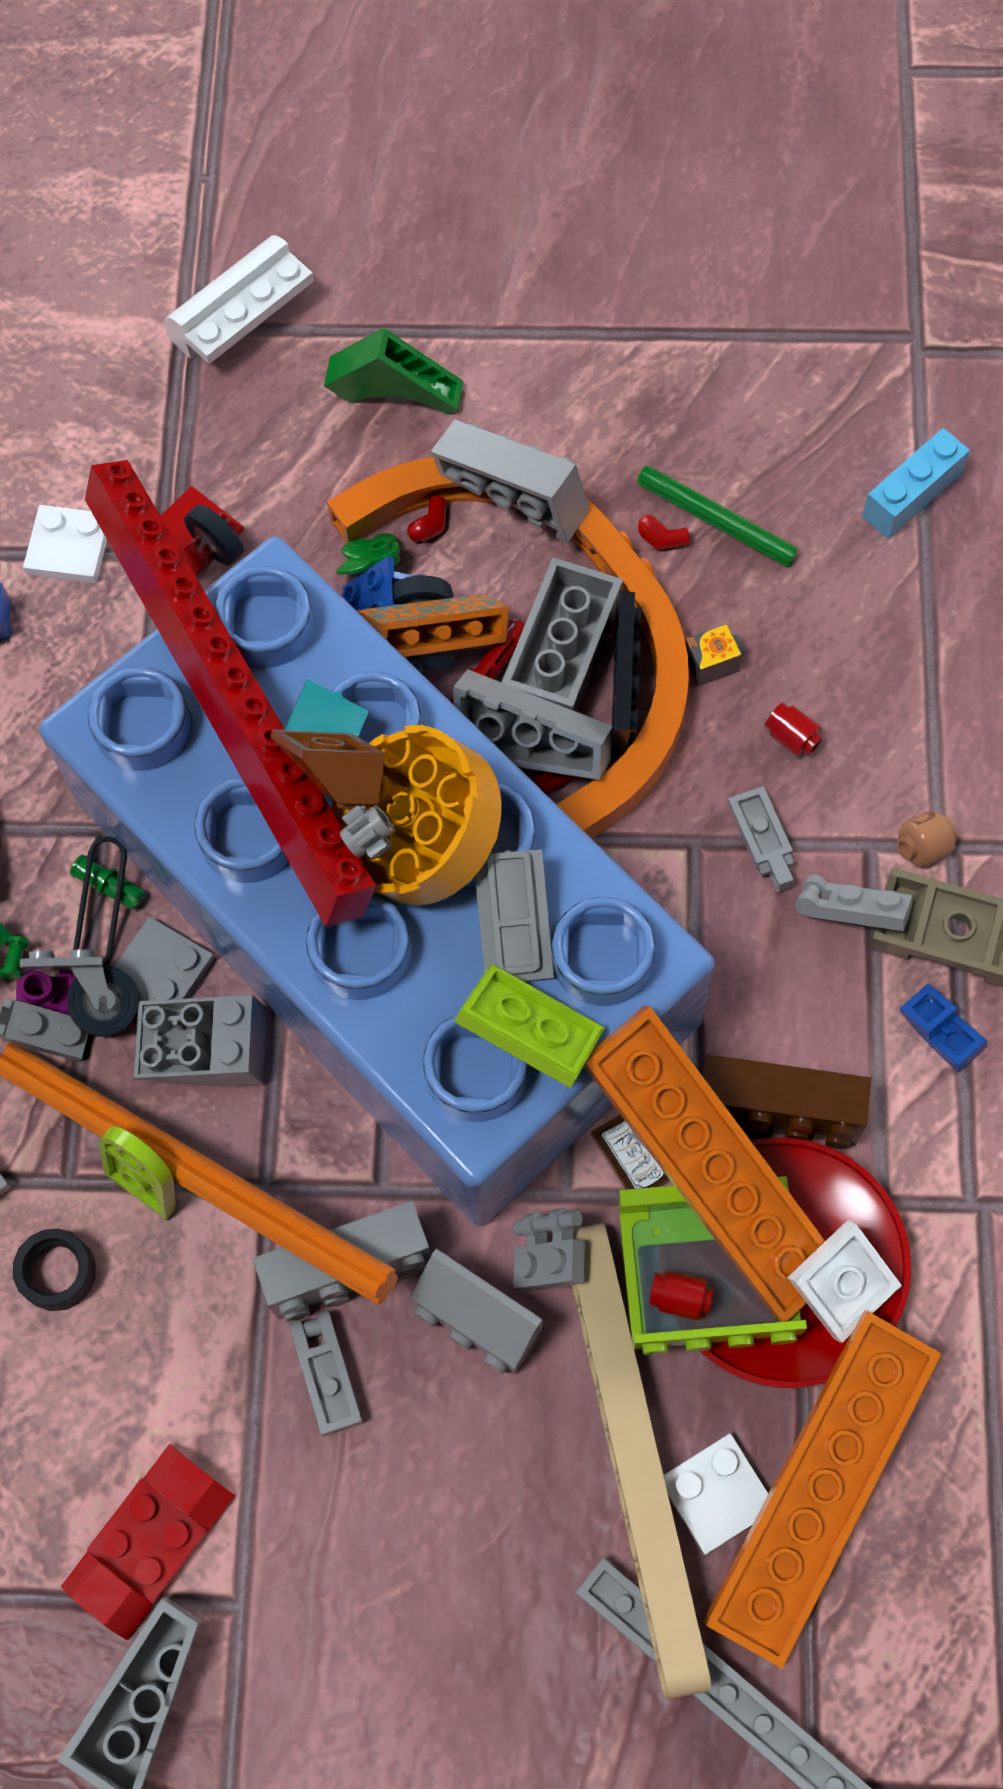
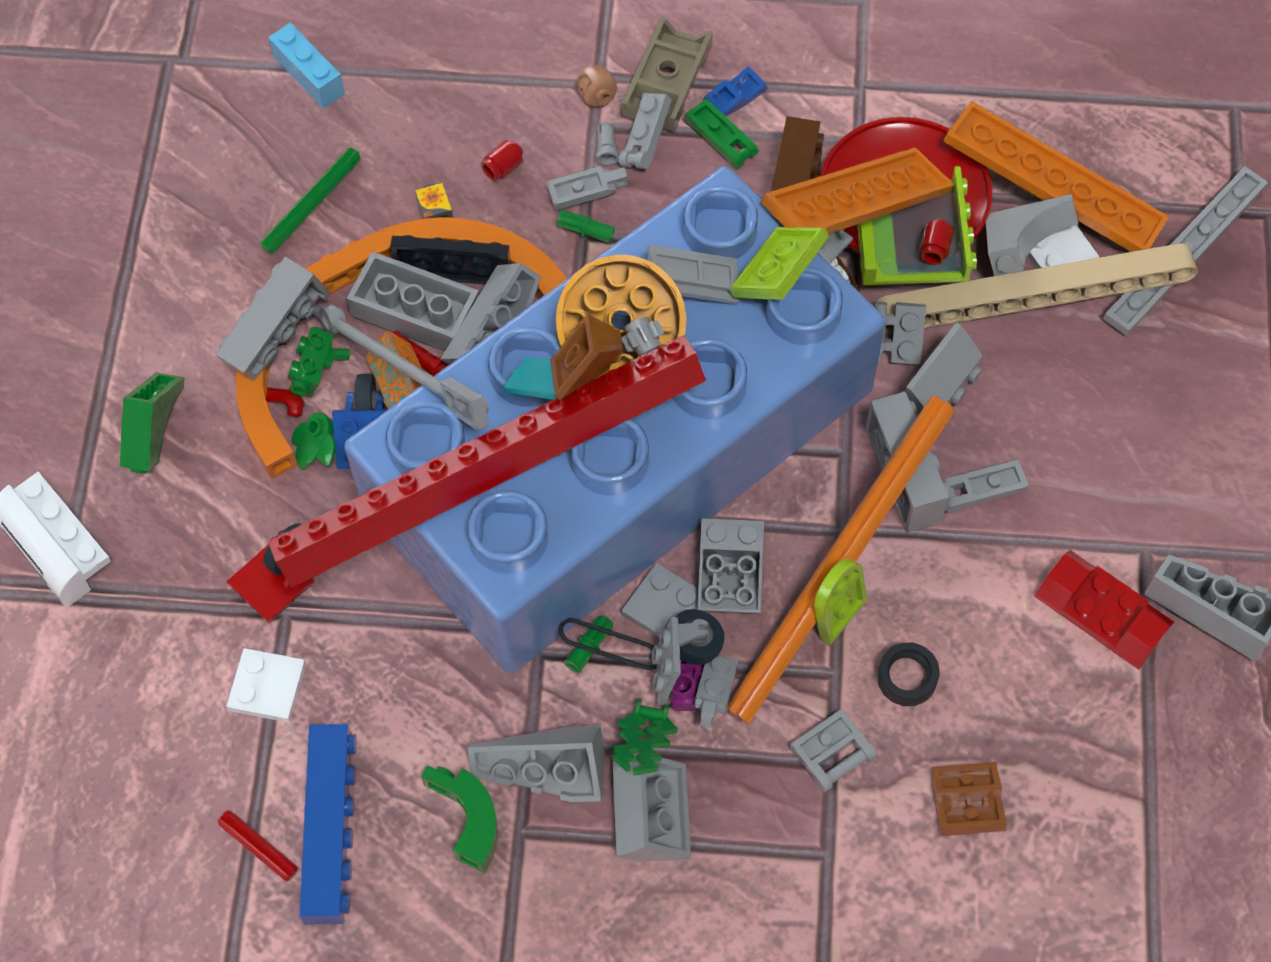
camera: 90 degrees left, 5 degrees down
(305, 634) = (462, 401): none -> light grey bar
(484, 539) = (315, 354): none -> green brick
(659, 536) = (324, 239): red arm -> none
(701, 841) = (585, 226): none -> green axle
(725, 1422) = (1019, 229): none -> light grey arch
(826, 859) = (607, 150): none -> light grey pin
(844, 1280) = (926, 145): white plate -> none
(868, 1007) = (721, 133): none -> green plate

